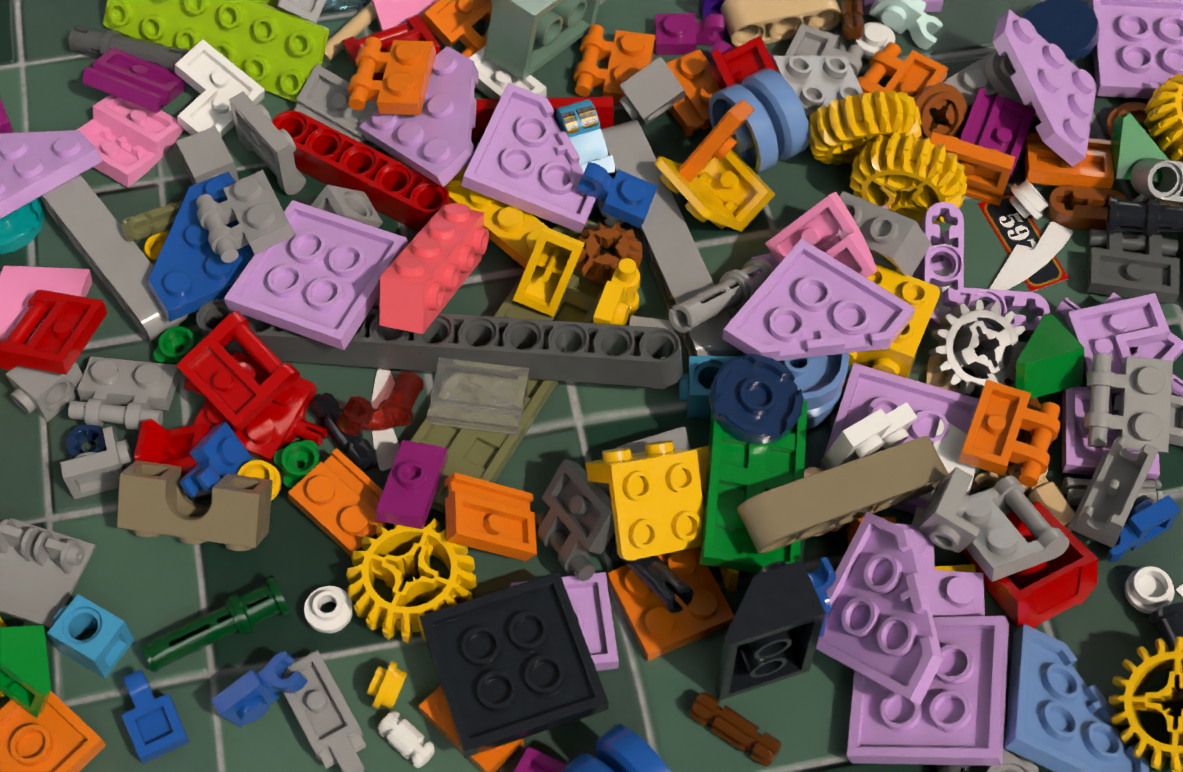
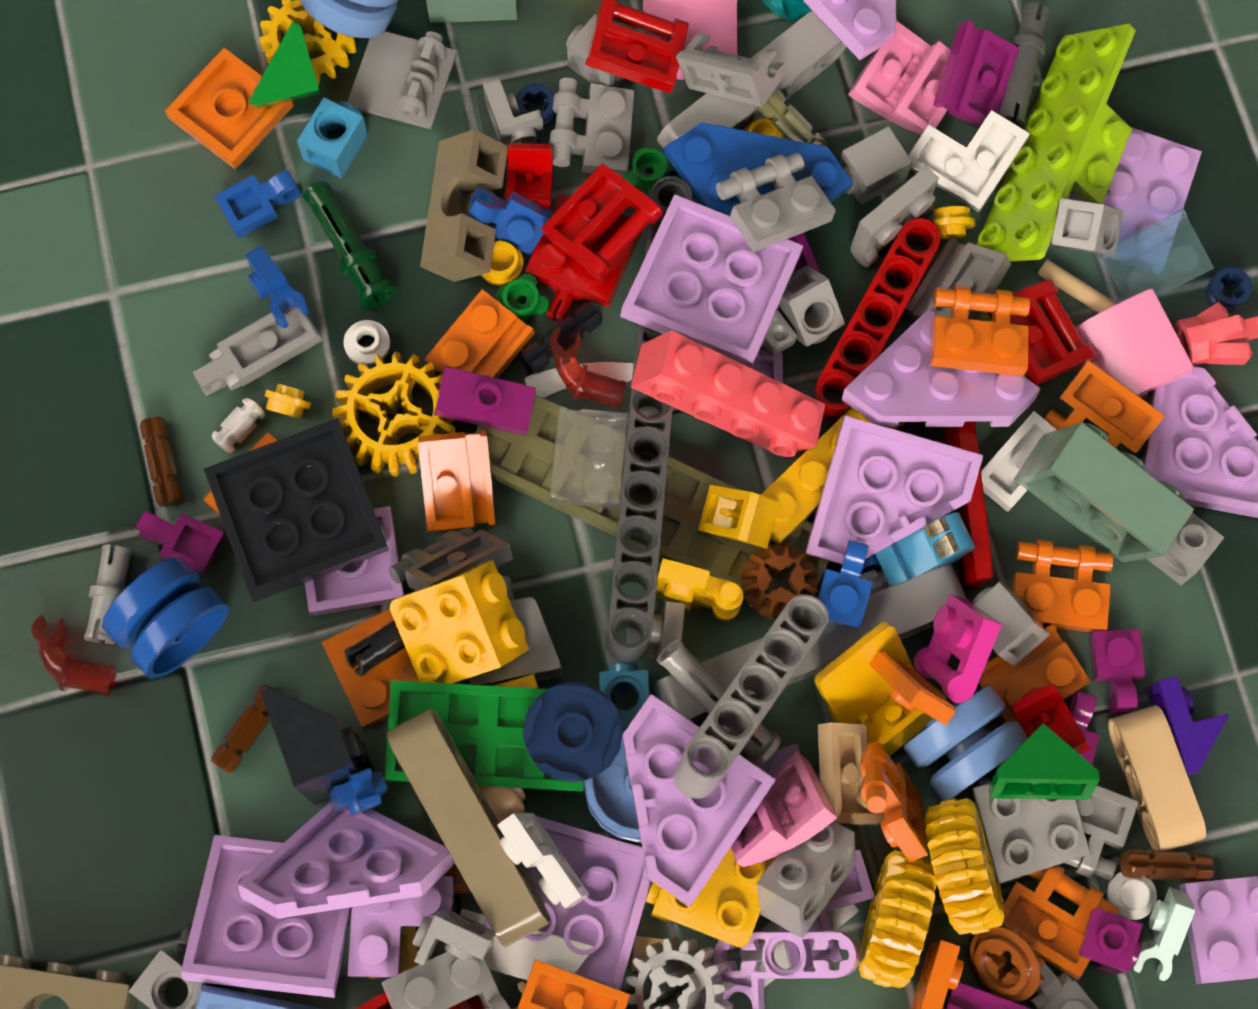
camera: 85 degrees right, 15 degrees up
(101, 254) = (730, 74): none -> light grey hinge
(274, 104) = (953, 221): none -> yellow plate
(669, 102) = (969, 636): none -> dark pink plate
(729, 249) = (738, 709): none -> light grey beam
(782, 208) = (840, 772): none -> tan plate
(787, 52) = (1045, 770): none -> green slope
(812, 164) = (891, 791): none -> orange plate
(918, 41) = (1111, 942): none -> magenta bracket

